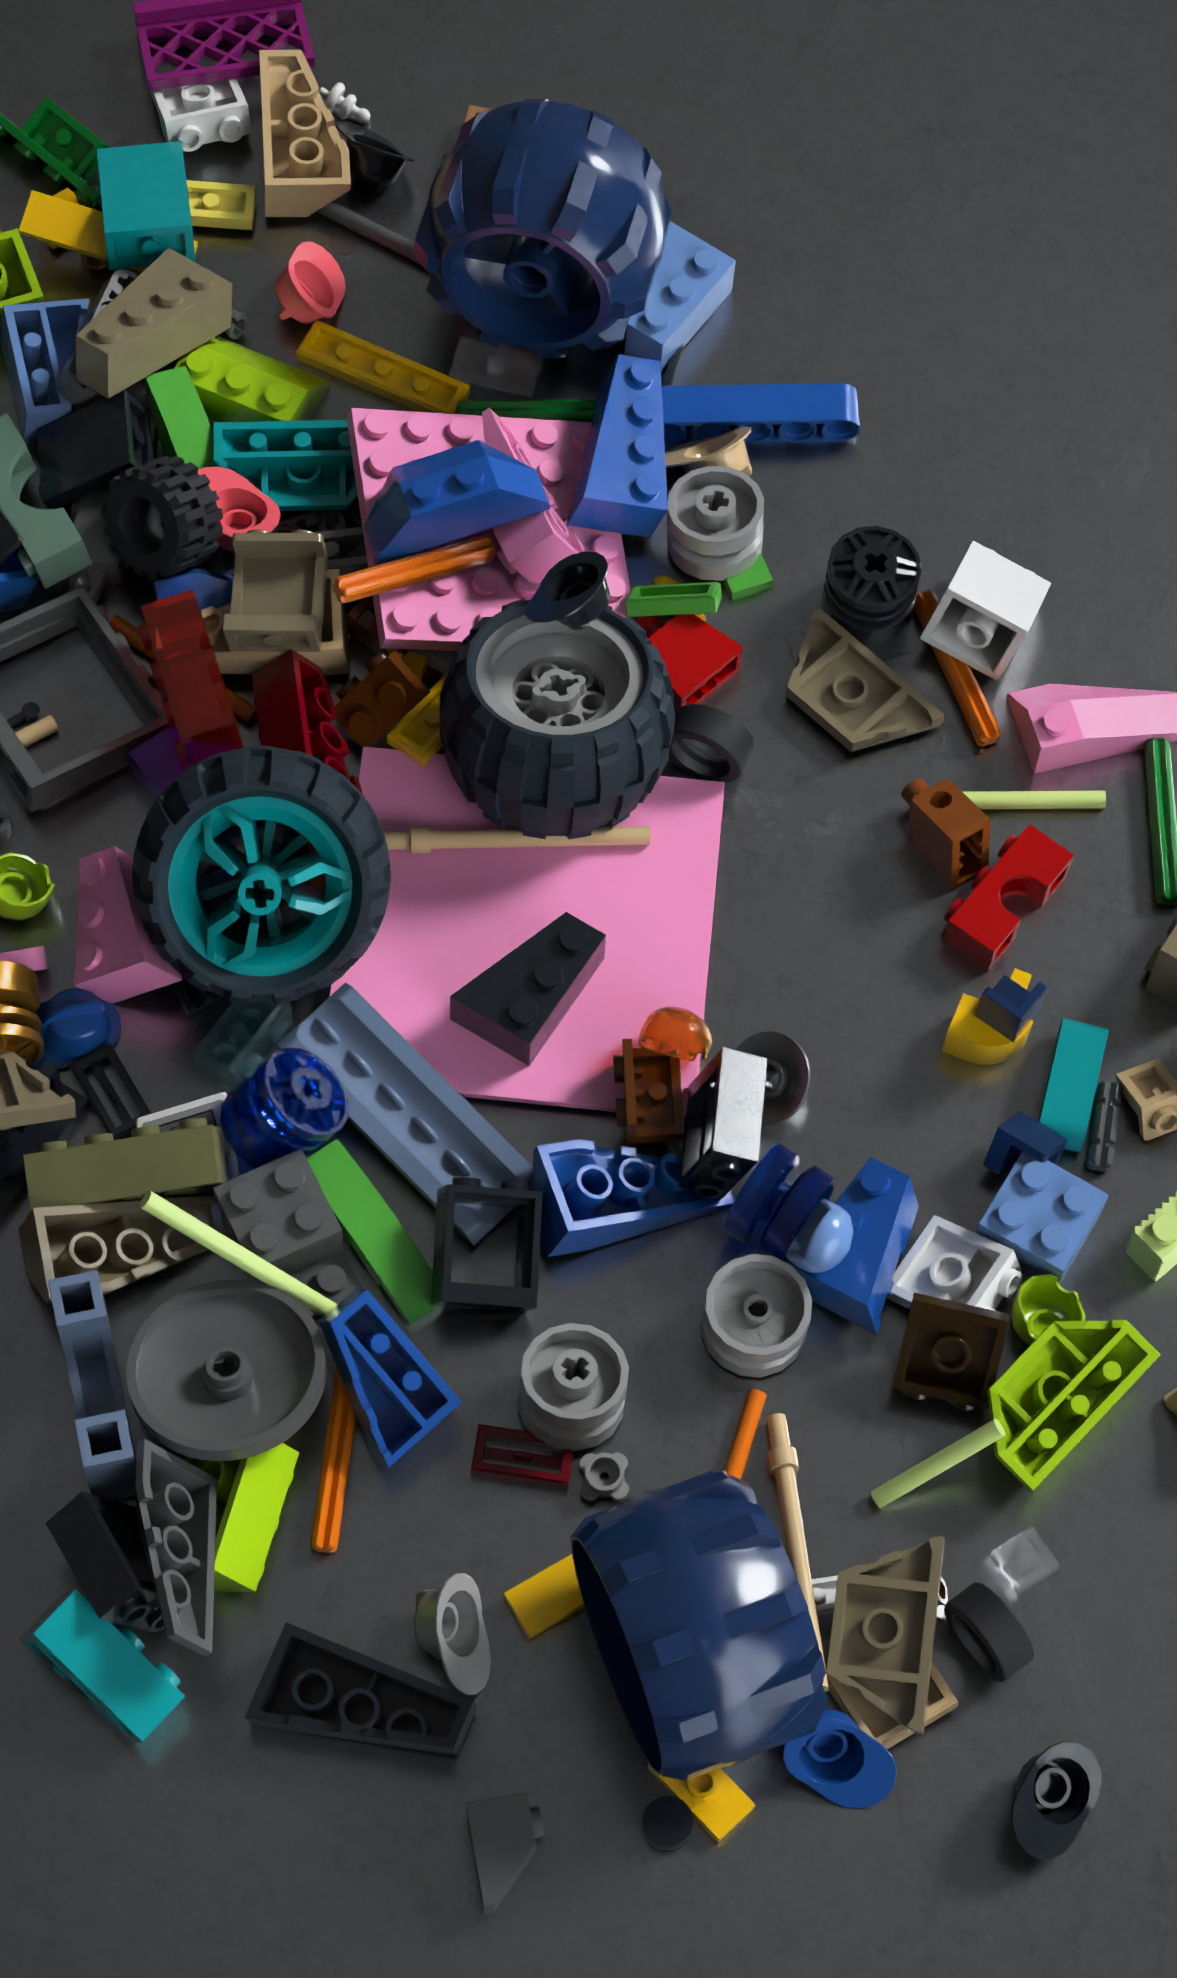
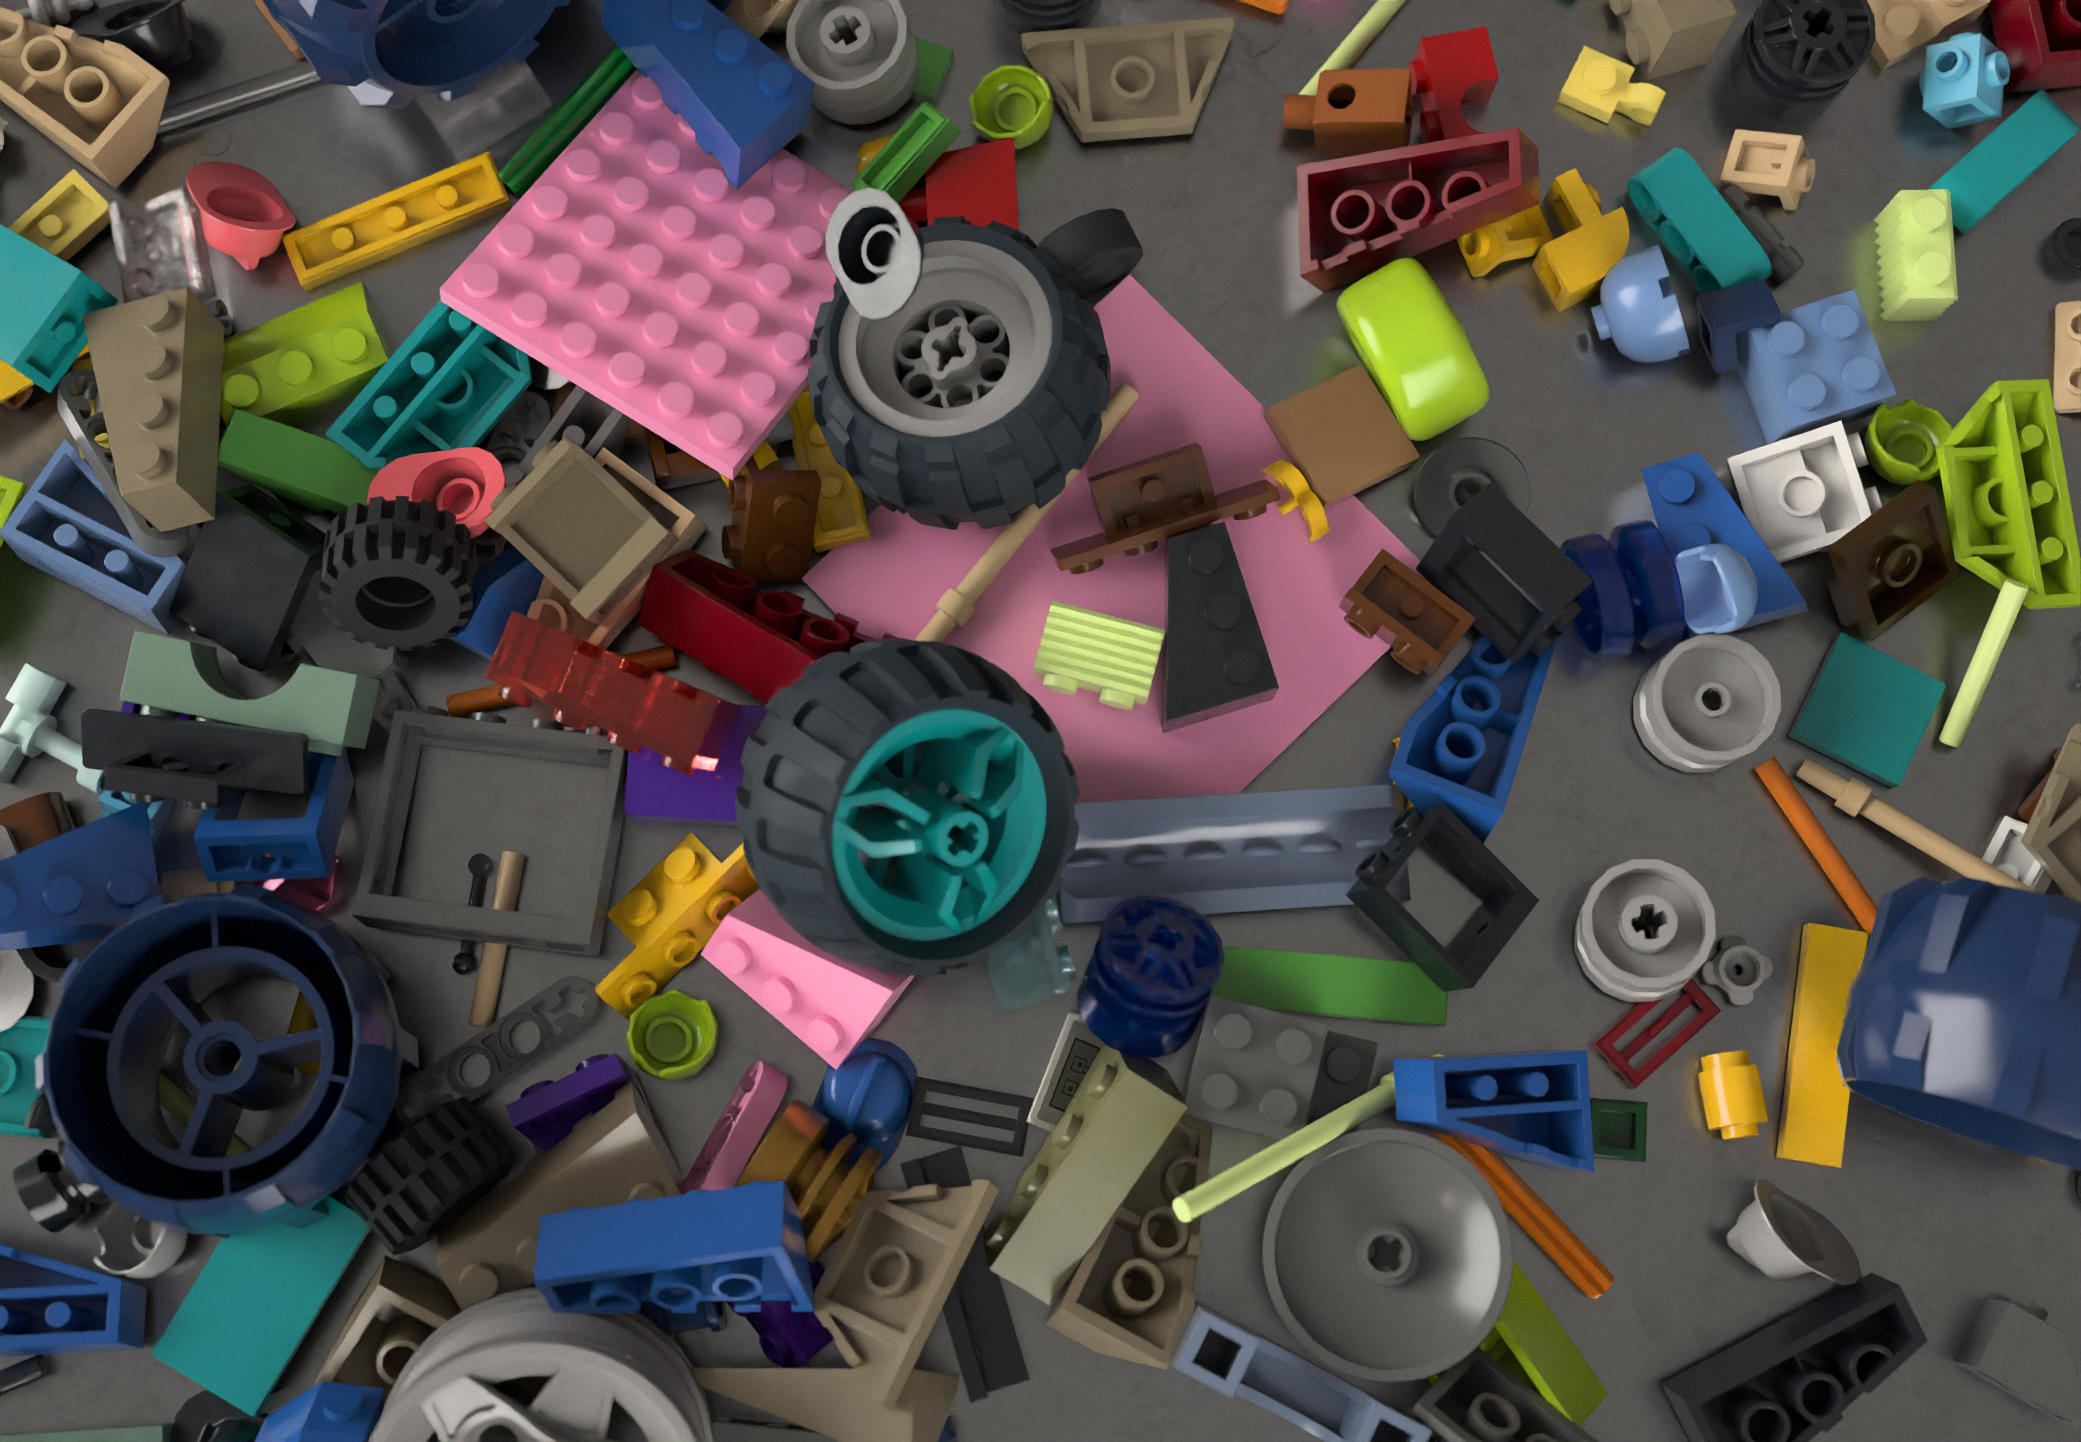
camera: 45 degrees left, 15 degrees up
(77, 831) = (673, 918): none -> yellow bracket
(250, 263) = (161, 246): none -> clear bracket
(414, 569) = (683, 379): orange axle -> none
(433, 1480) = (1619, 1129): none -> dark green tile
(450, 499) = (641, 279): blue wedge -> none
(459, 933) = (1098, 655): none -> yellowish green brick
(517, 1530) = (1732, 1094): none -> yellow brick
(536, 541) = (733, 232): bright pink wedge -> none
(590, 895) = (1156, 501): none -> reddish brown bracket
(672, 982) = (1301, 497): none -> yellow piece
(675, 1034) = (1373, 544): clear orange hair -> none
(734, 977) = (1341, 436): none -> medium nougat tile
(767, 636) = (1012, 105): none -> lime hair
(818, 963) = (1414, 348): none -> lime wheel
(849, 1430) = (1867, 710): none -> teal tile
(910, 889) = (1408, 199): none -> dark red wedge
(956, 971) = (1505, 240): none -> yellow bracket
(983, 1085) = (1641, 309): none -> medium blue cylinder
(1010, 1006) = (1604, 213): dark blue panel -> none
(1114, 963) = (1602, 85): none -> light yellow plate

